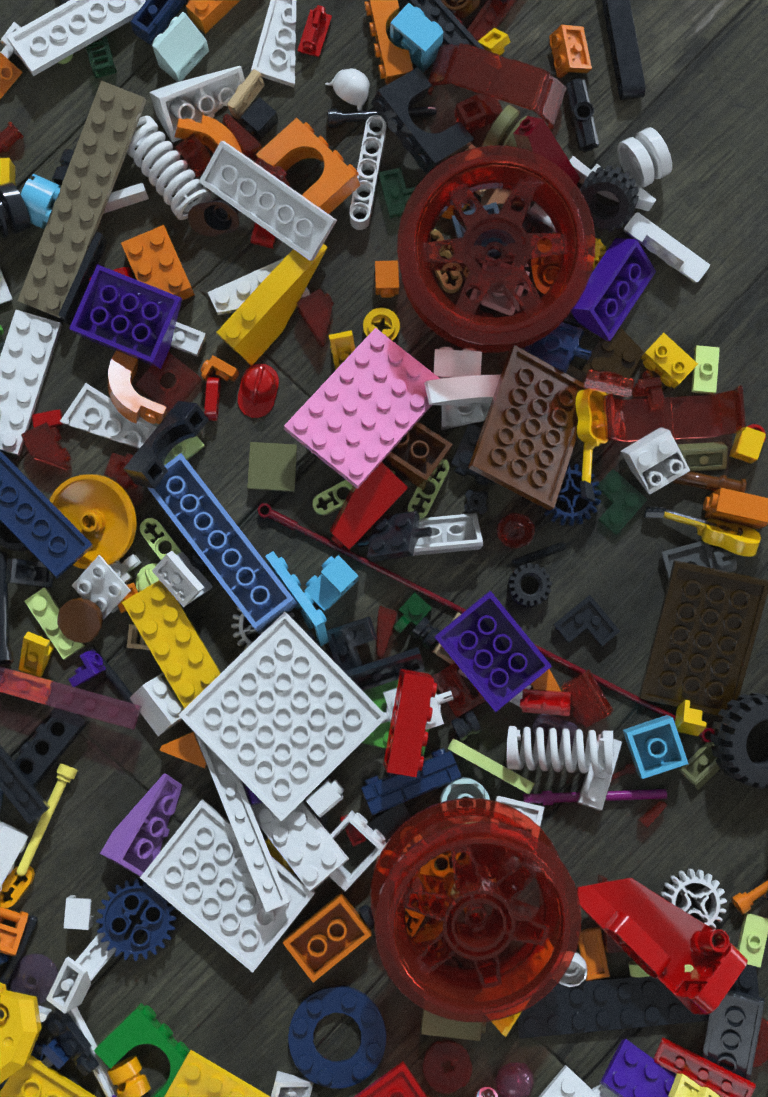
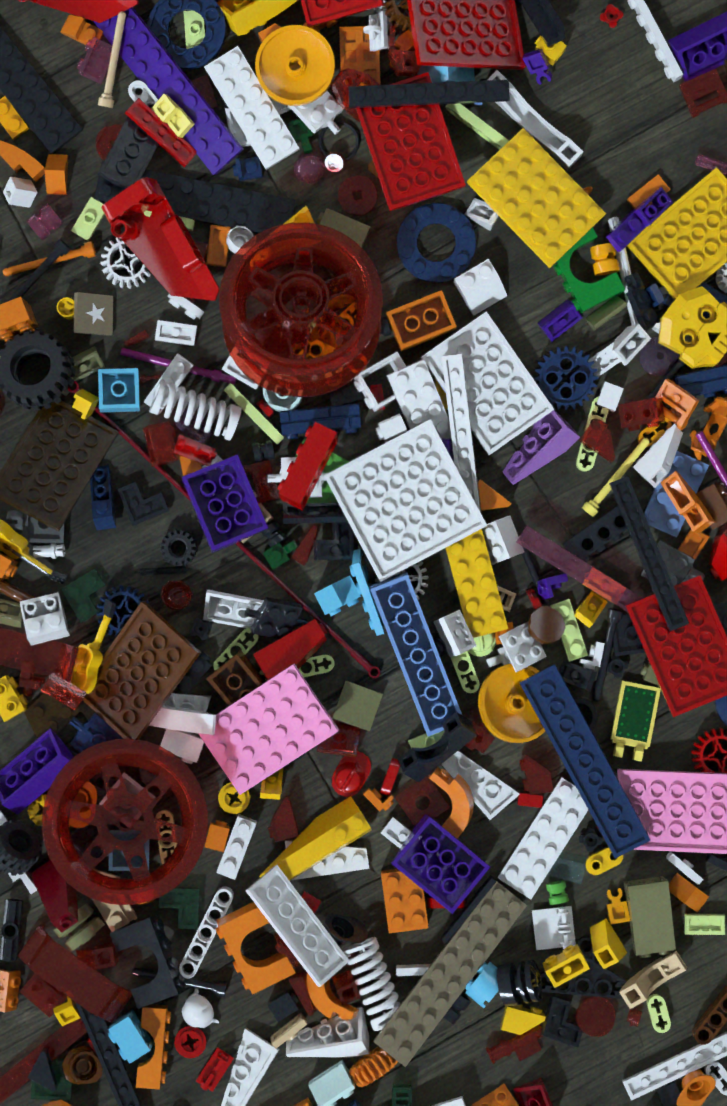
camera: 155 degrees left, 5 degrees up
(14, 605) = (596, 653): none -> white bracket
(34, 904) = (640, 413): none -> clear red brick
(75, 857) = (599, 440): none -> clear red slope
(88, 861) = (593, 408): none -> yellowish green beam
(100, 643) = (533, 598): none -> red tile
(110, 1013) = (606, 312): none -> olive slope
(142, 75) = (371, 1067): none -> orange gear
(163, 987) = (560, 320): none -> dark purple slope
(269, 999) = (480, 287): none -> white slope
(274, 417) = (343, 742): none -> clear red slope
(352, 45) = (185, 1049): none -> red gear
(361, 272) = (236, 846): none -> white arch
(479, 777) = (265, 408): none -> red tile
(527, 52) = (43, 994): none -> clear red brick
(587, 1058) = (247, 168): none -> dark blue bracket
(600, 867) = (191, 309): none -> white plate
(610, 834) = (176, 333): none -> white plate
(633, 615) = (102, 499): none -> dark blue slope
(671, 539) = (49, 551): none -> white pin
(713, 827) = (93, 314): none -> dark tan tile
(749, 825) = (64, 308): none -> yellow wheel

